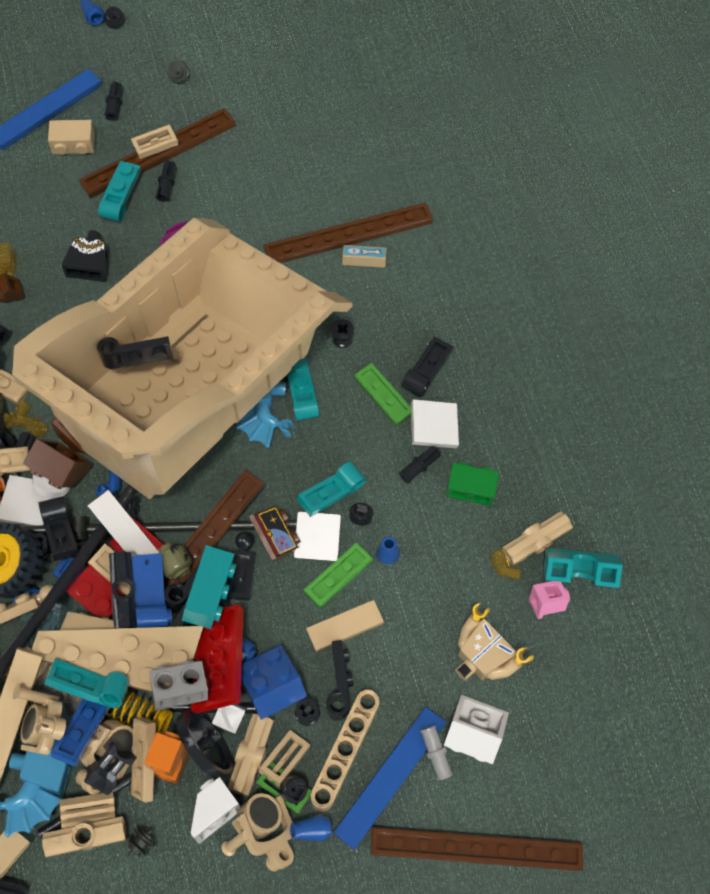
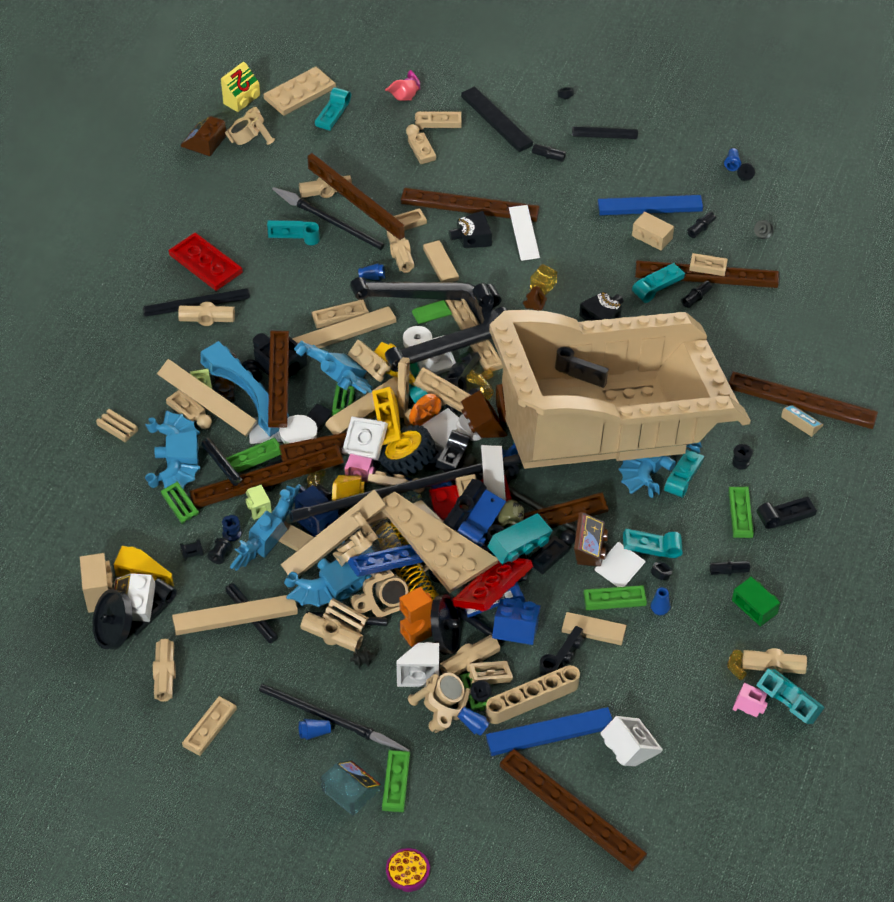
camera: 40 degrees right, 15 degrees down
(87, 684) = (400, 540): teal plate -> none
(105, 779) = (369, 604): black piece -> none
(142, 777) = (395, 616): tan tile -> none
(180, 692) = (455, 575): light grey brick -> none
(229, 717) = (474, 626): white tile -> none
(310, 719) = (523, 658): black bush -> none
(434, 424) = (761, 549): white tile -> none
(436, 752) = (592, 734): light grey pin -> none
(486, 650) = (677, 699): tan torso -> none

